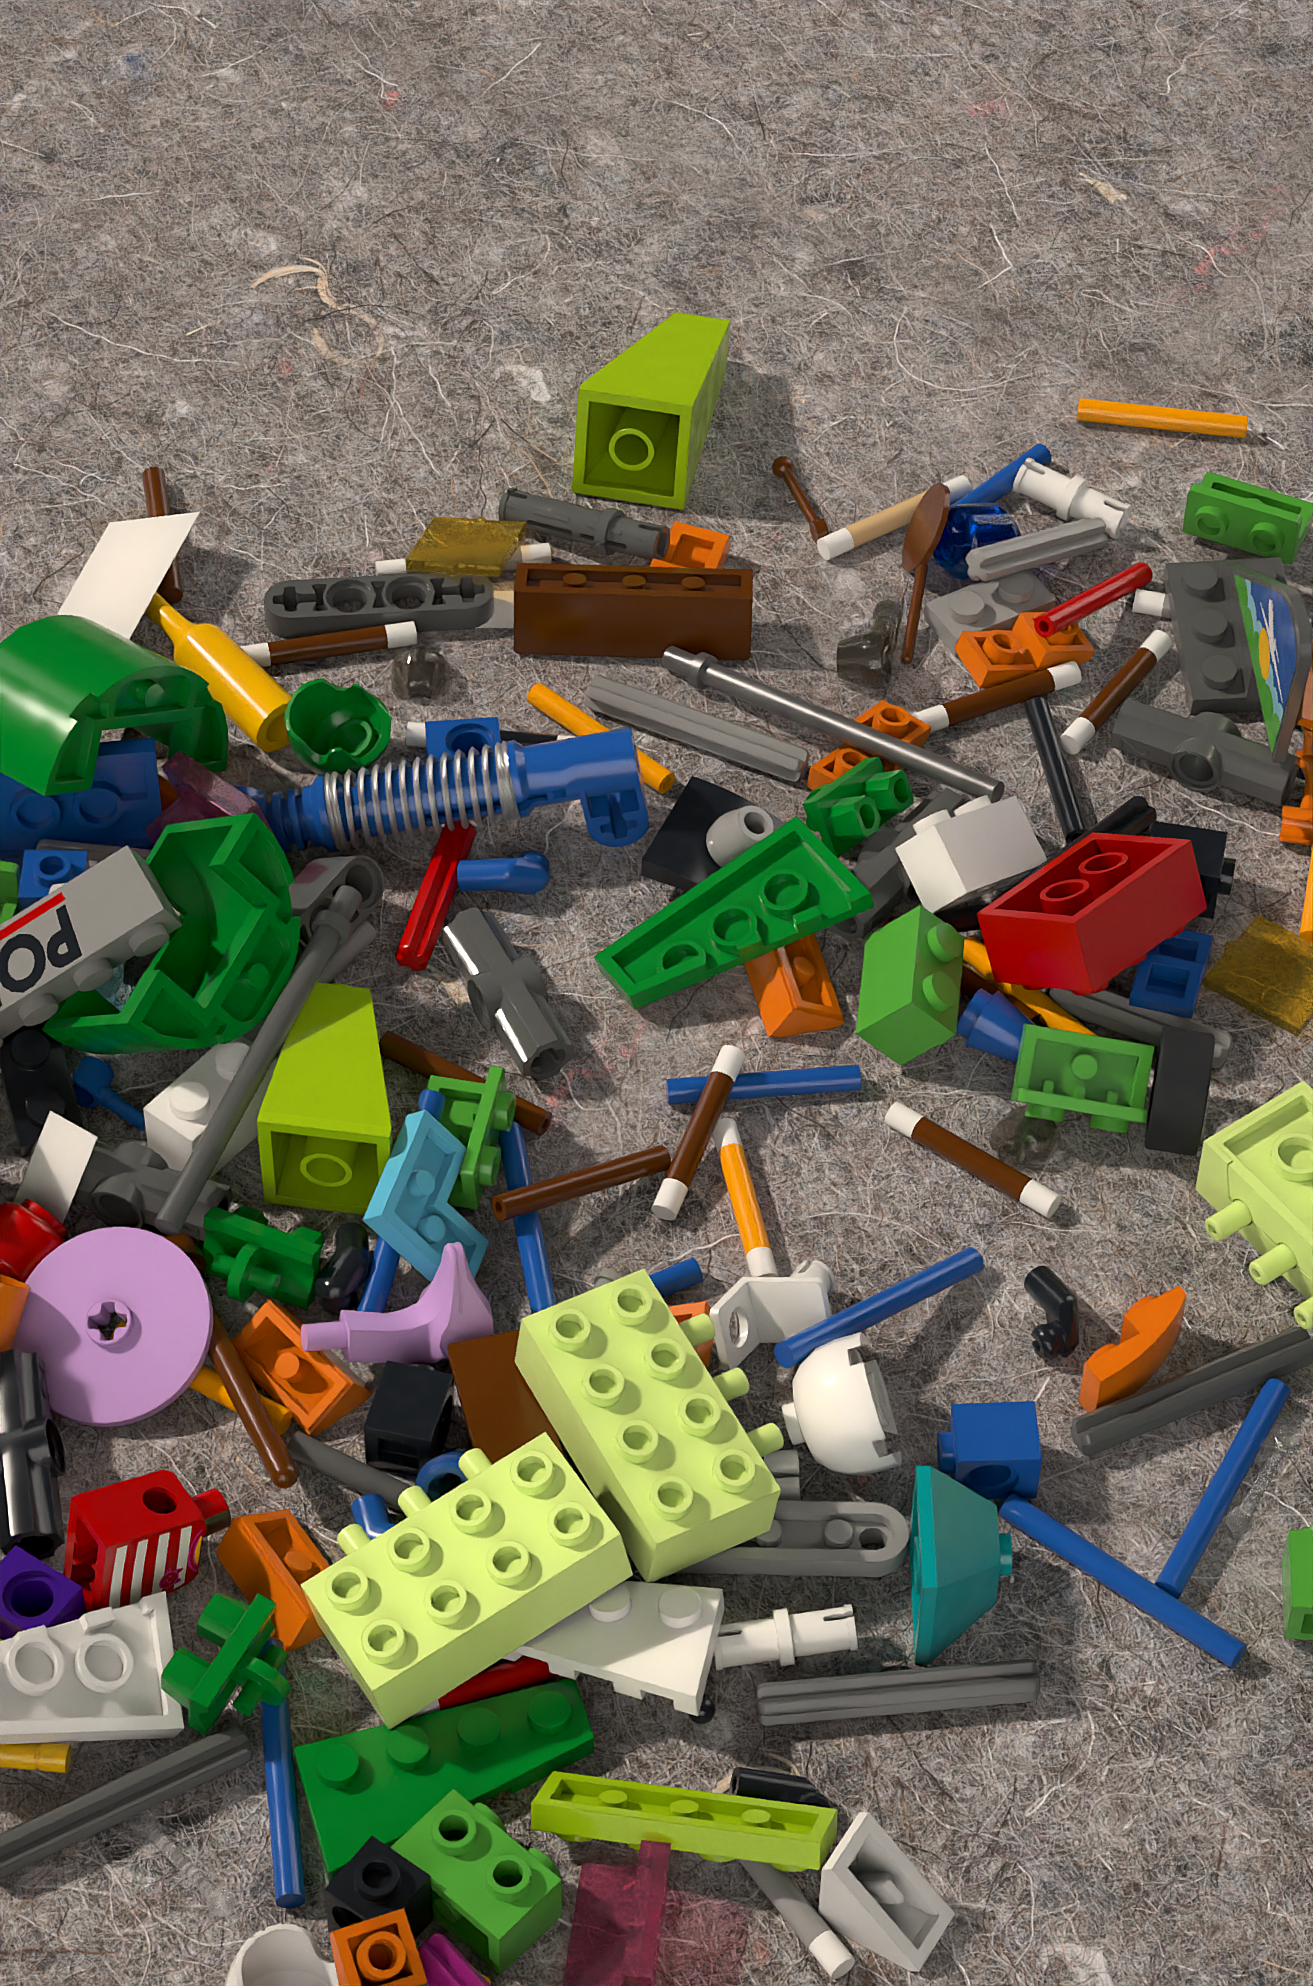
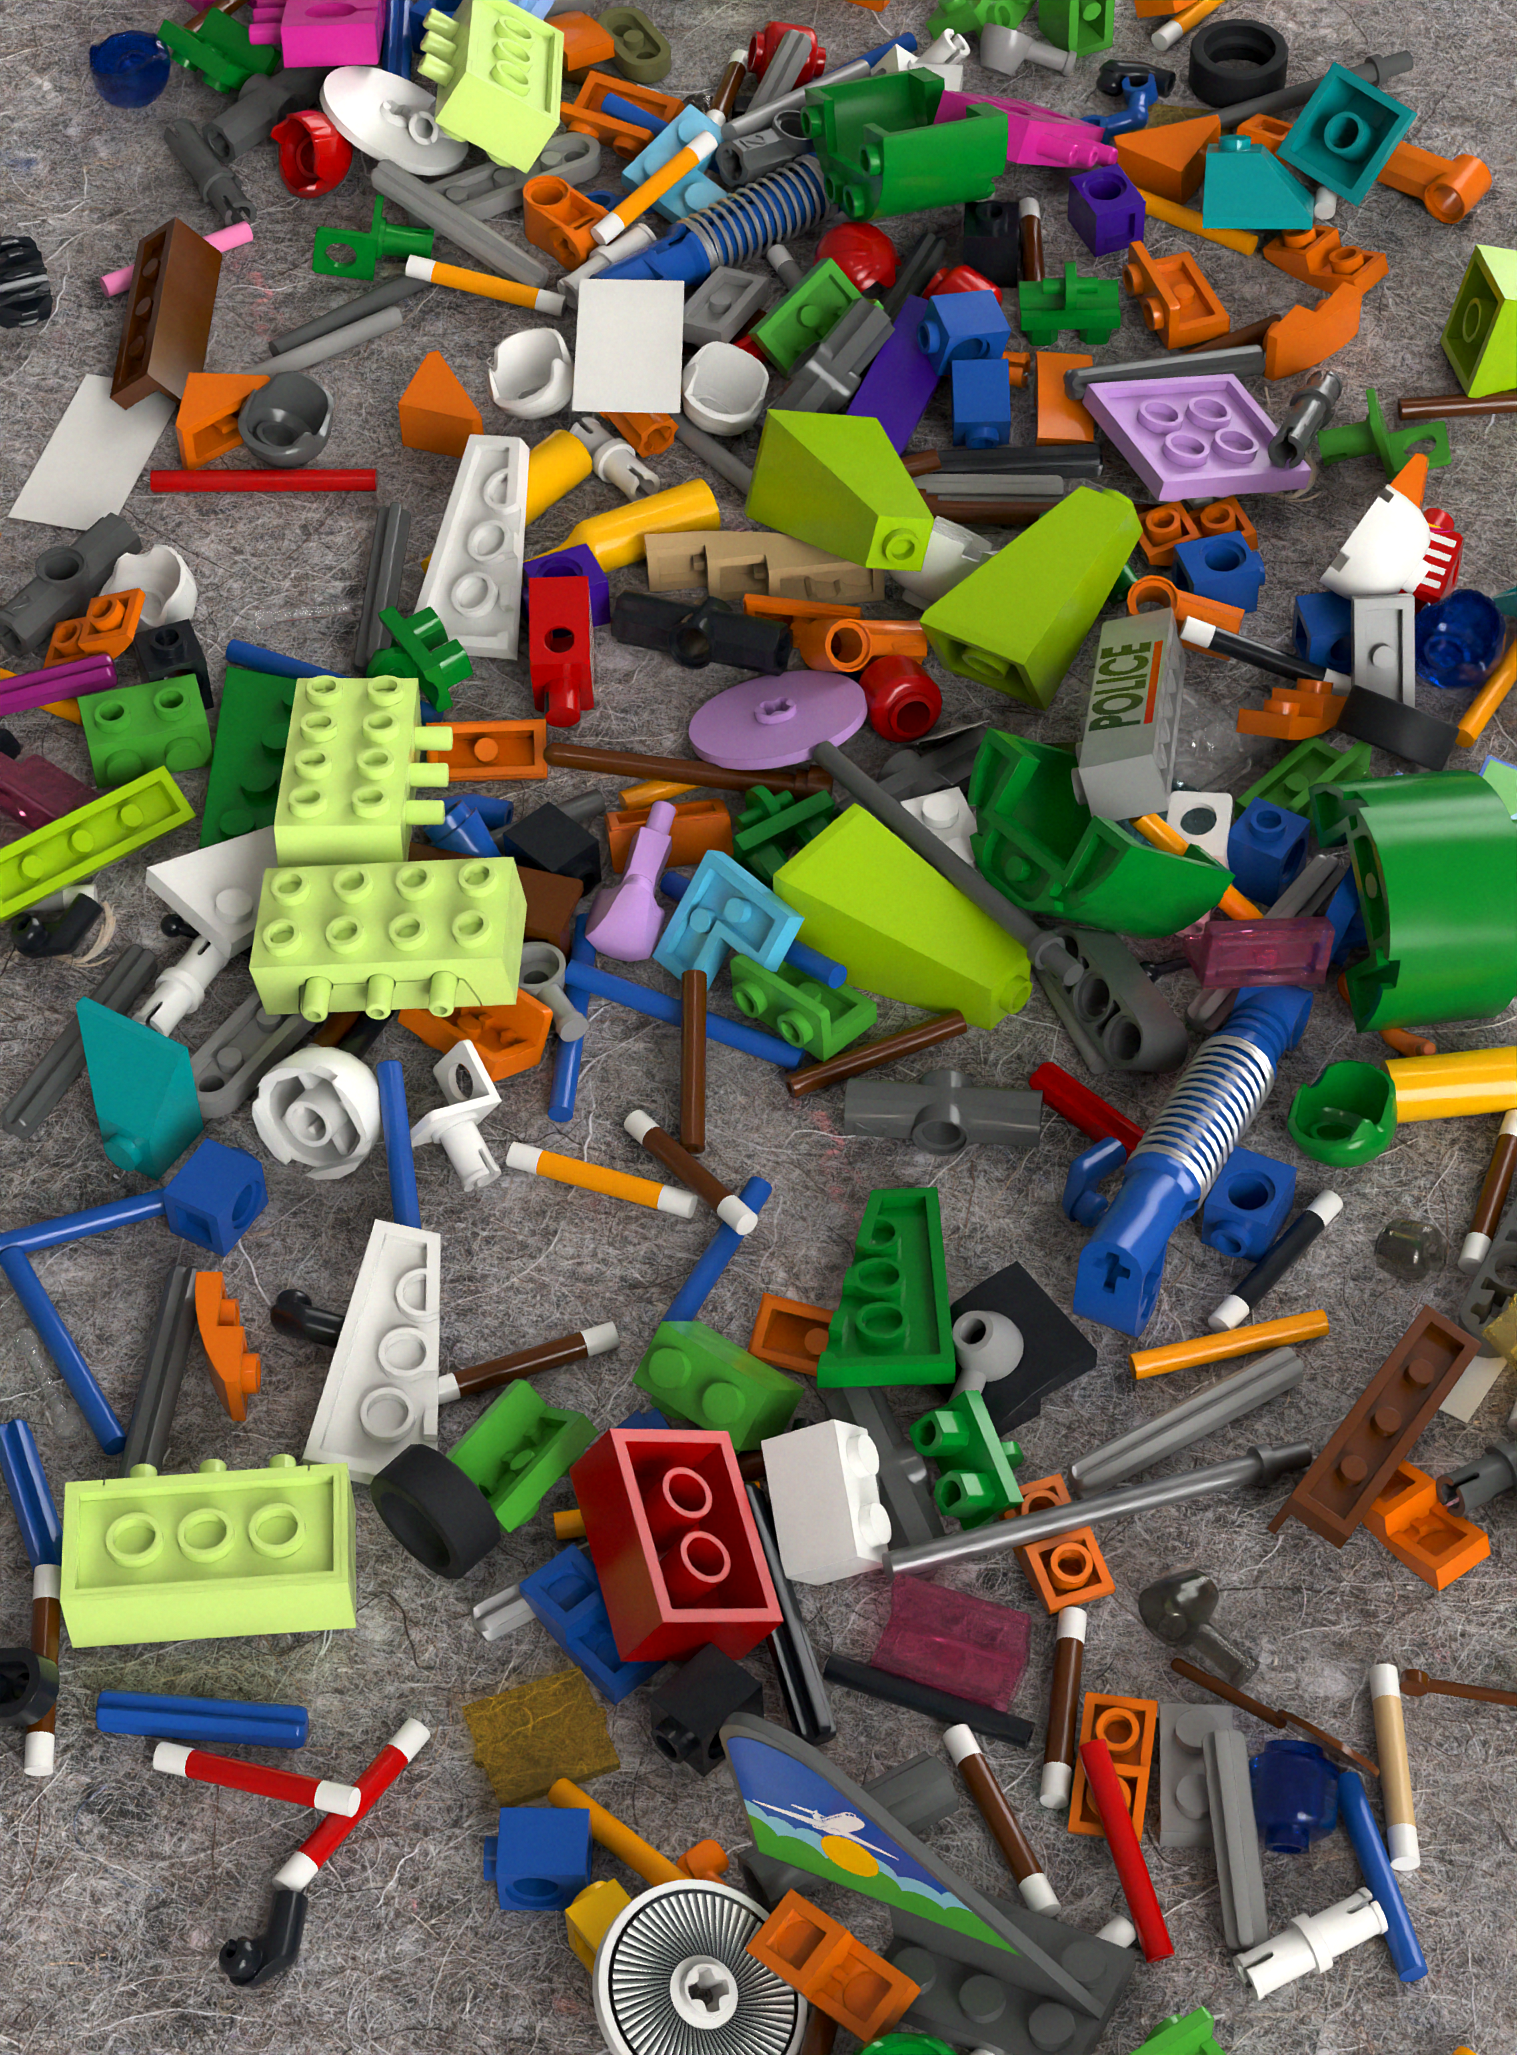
camera: 125 degrees right, 0 degrees up
(1012, 755) = (955, 1642): none -> clear pink panel
(1081, 1217) = (386, 1359): none -> white wing

